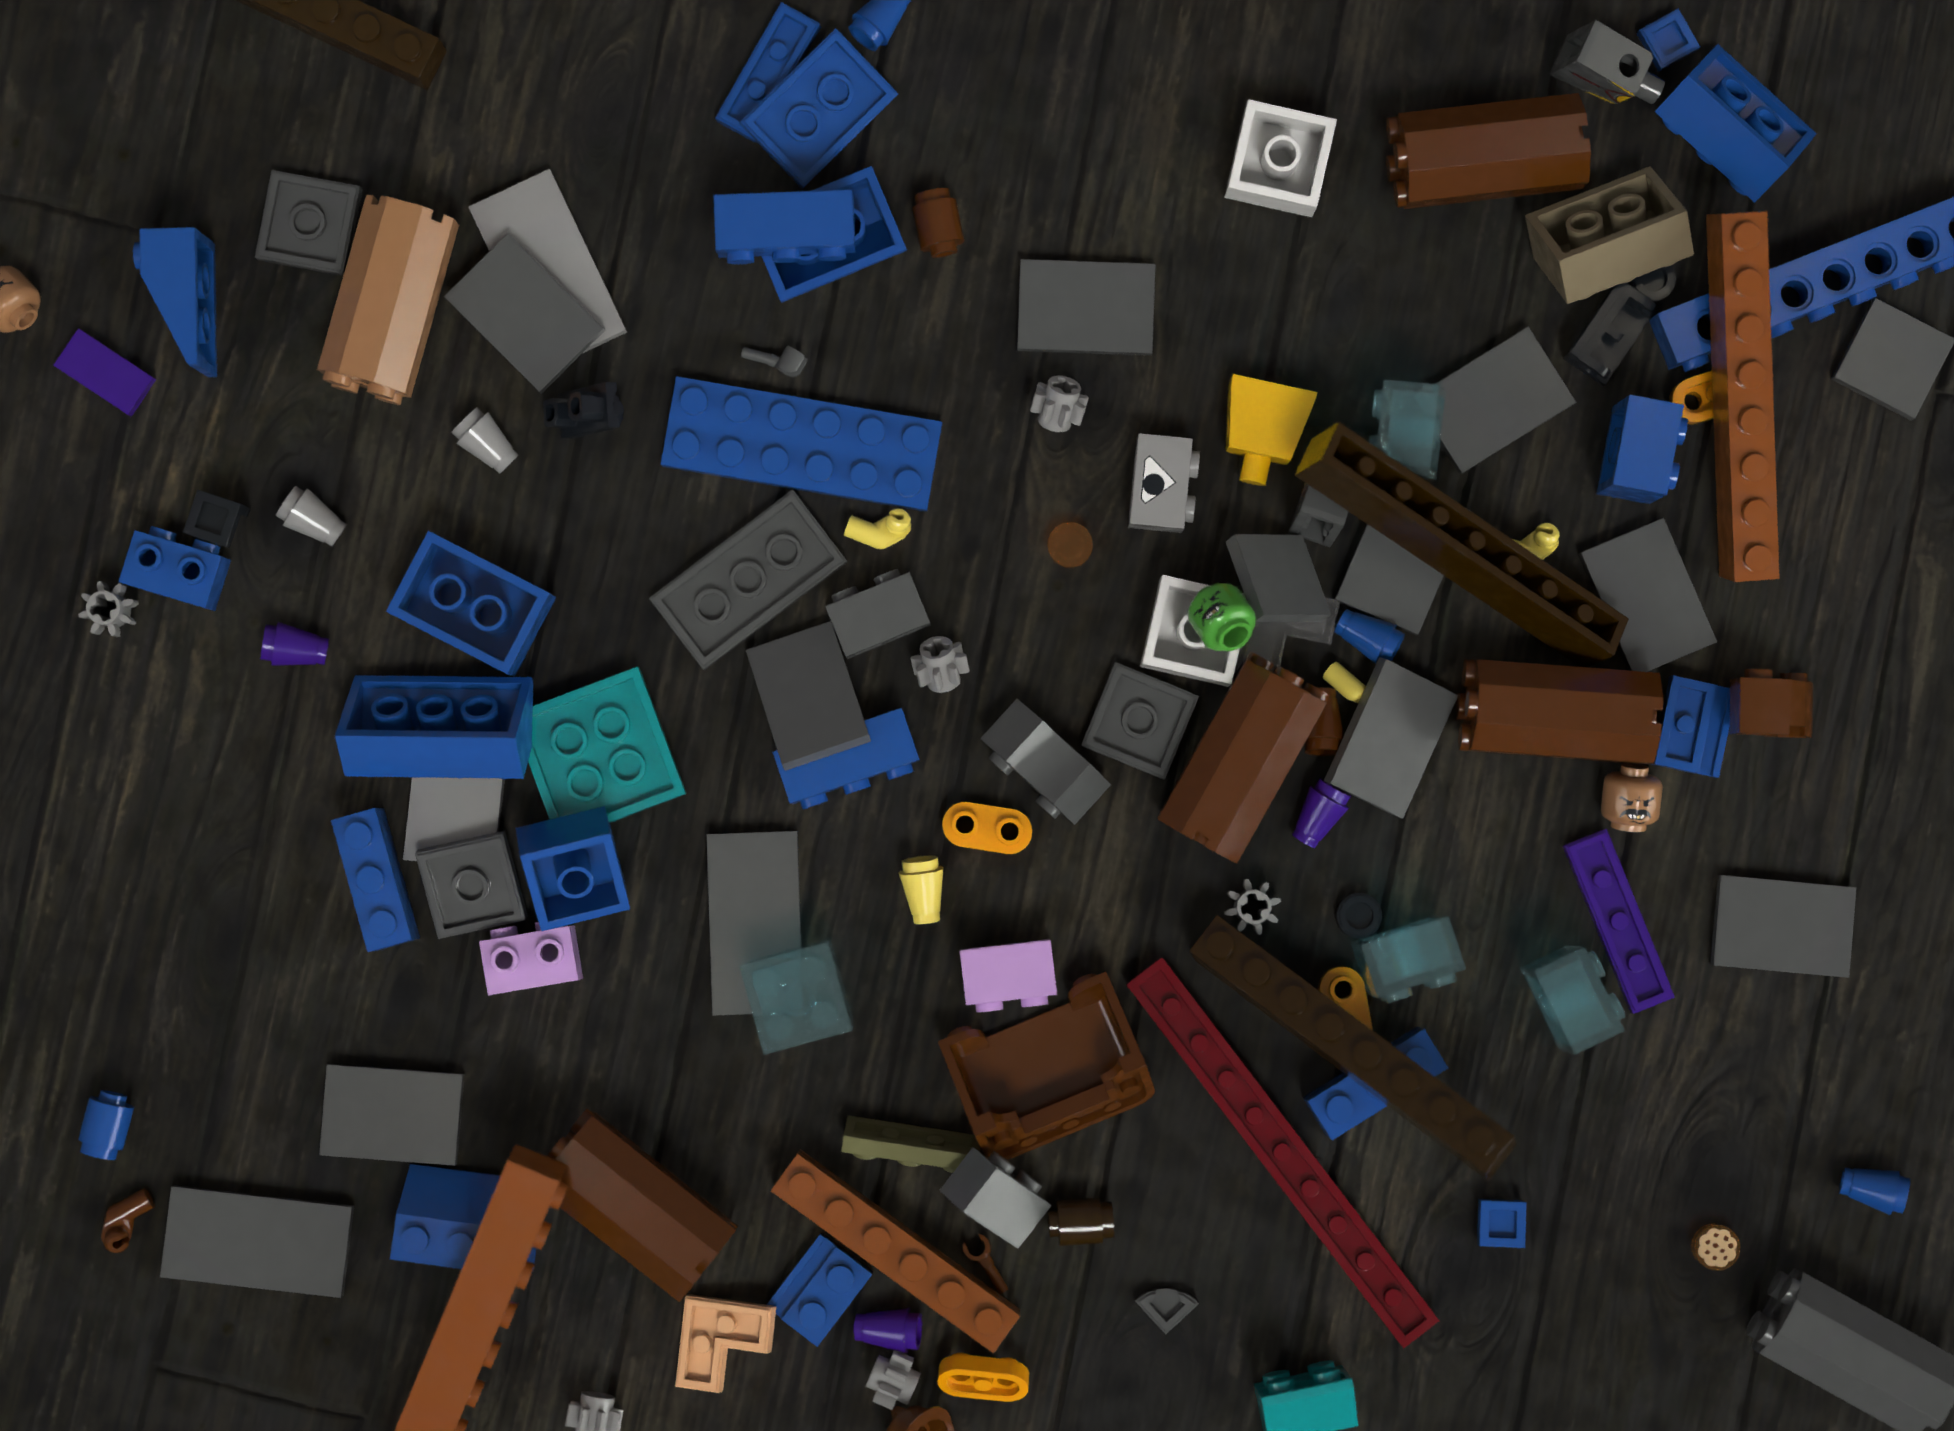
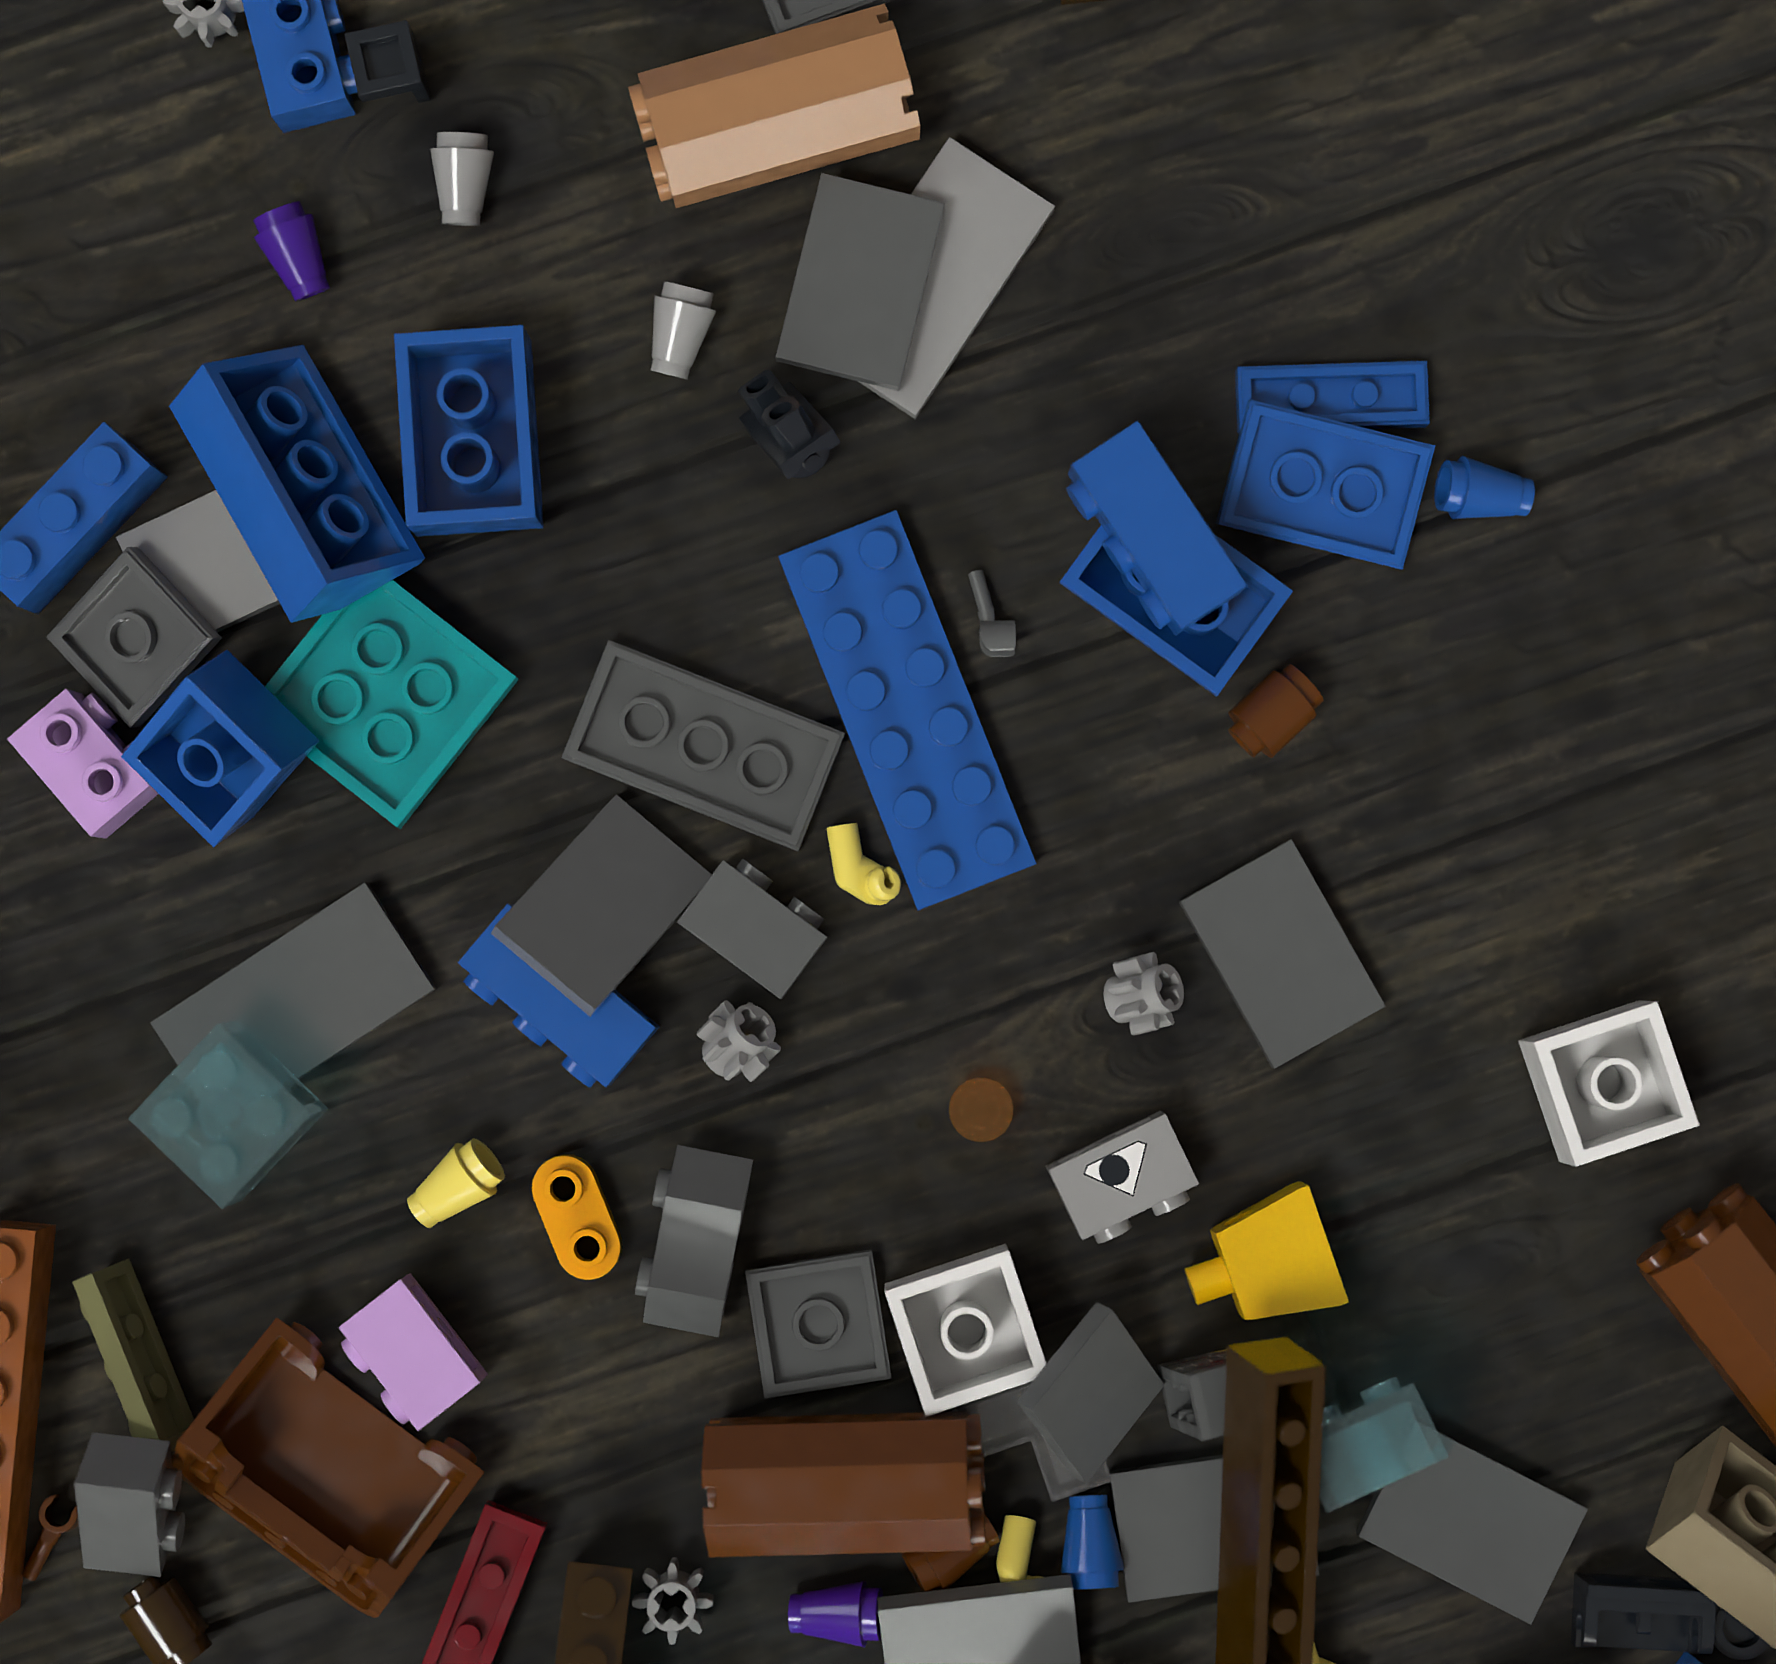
camera: 55 degrees right, 0 degrees up
(1222, 617) = (997, 1360): bright green head -> none

